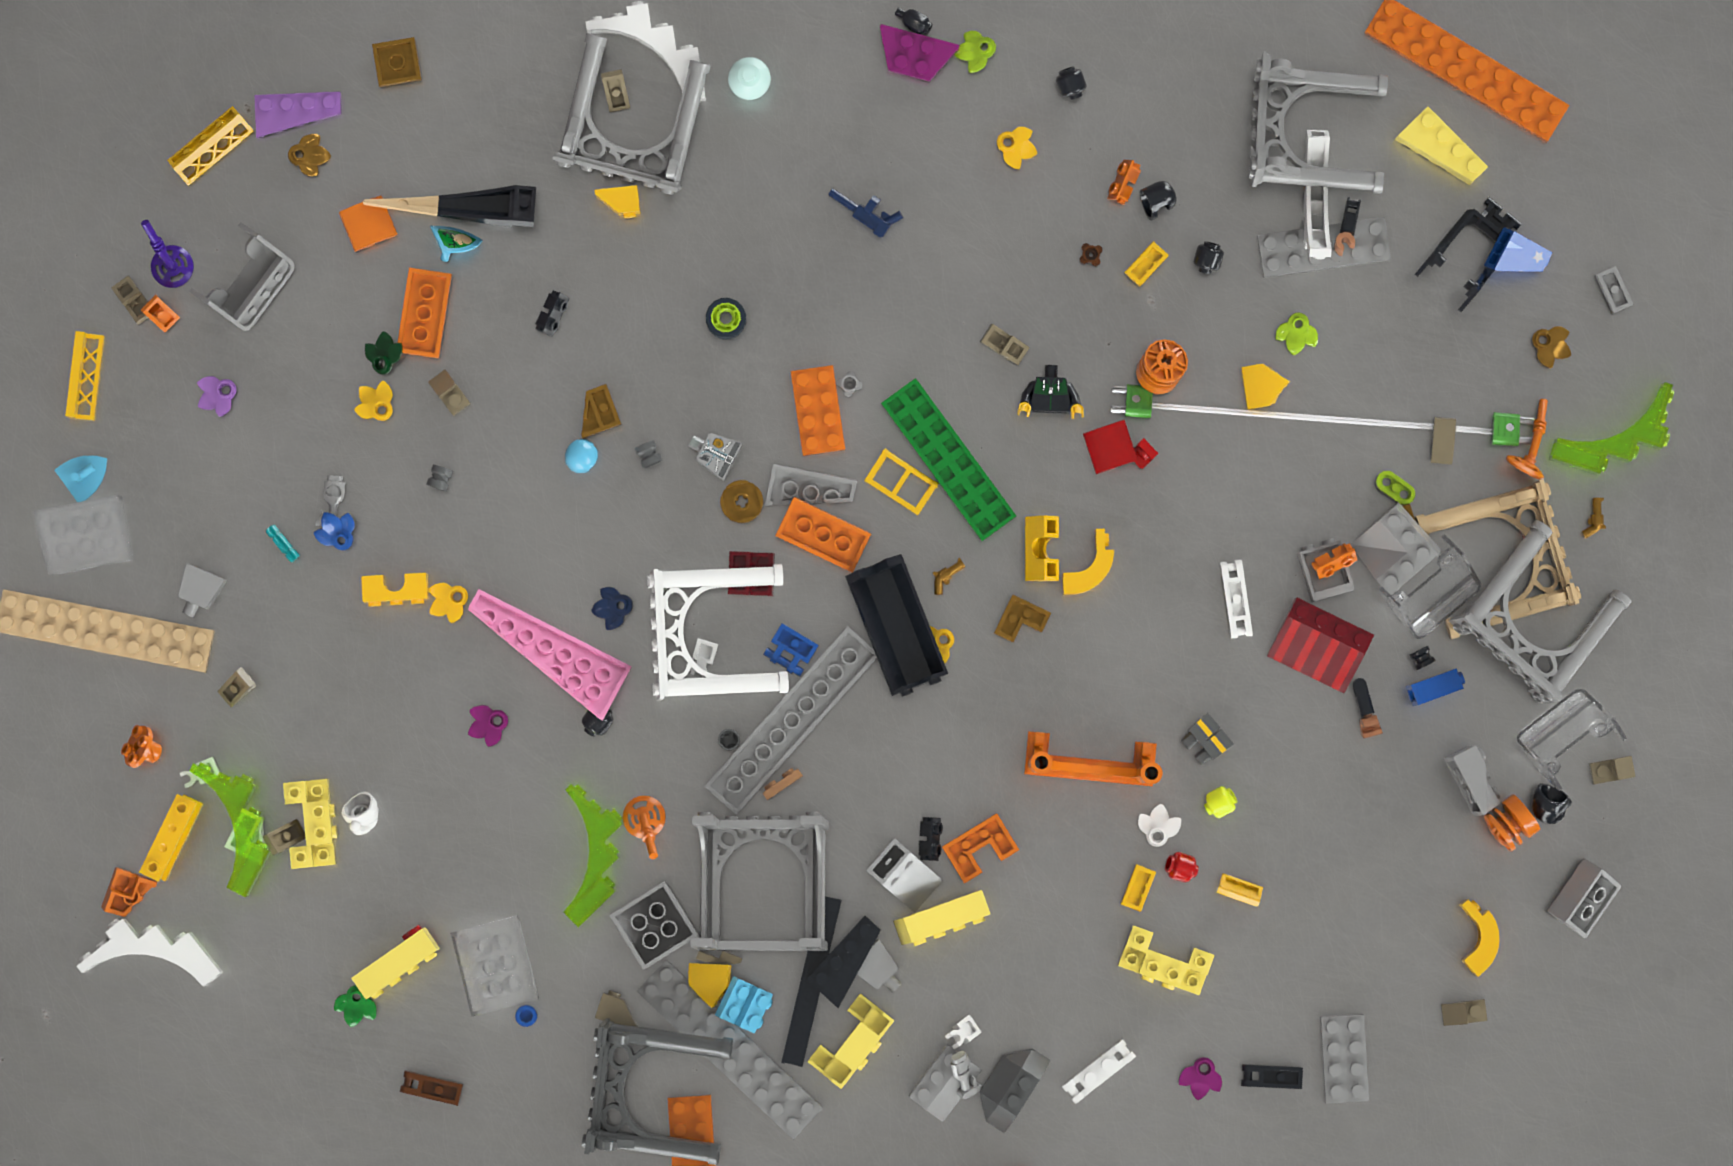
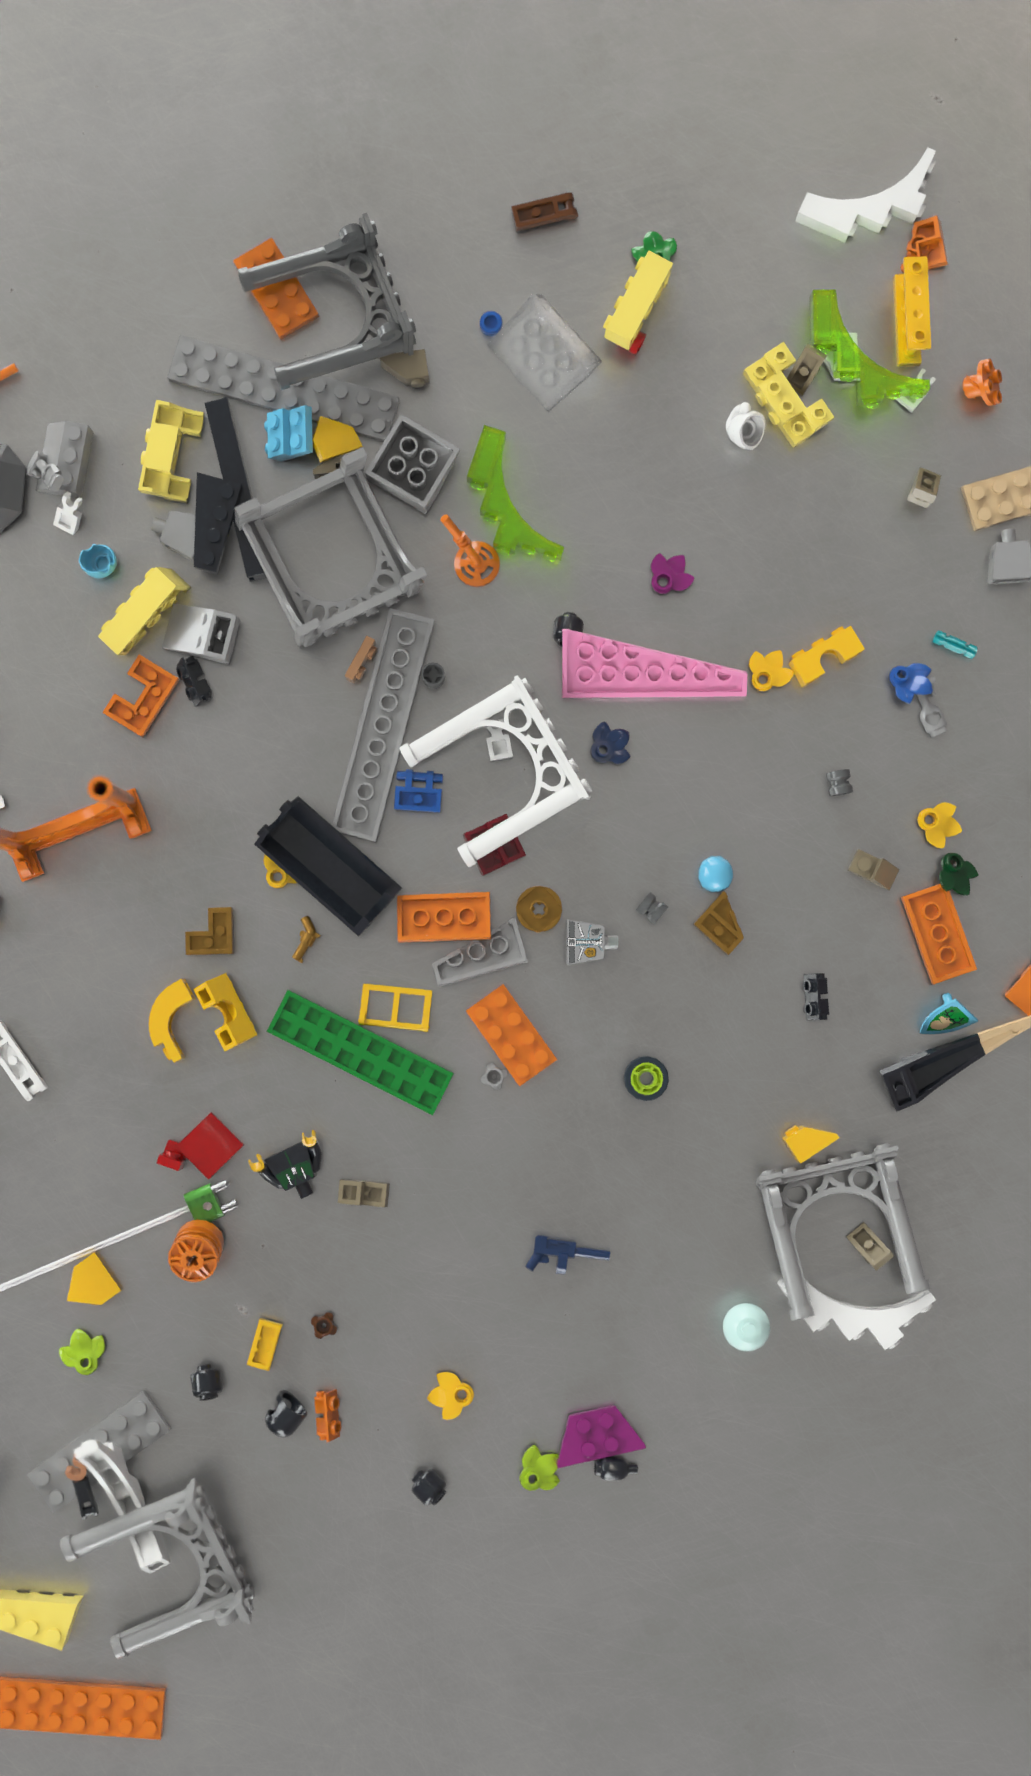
camera: 155 degrees right, 0 degrees up
(958, 979) = (98, 561): none -> medium azure hair

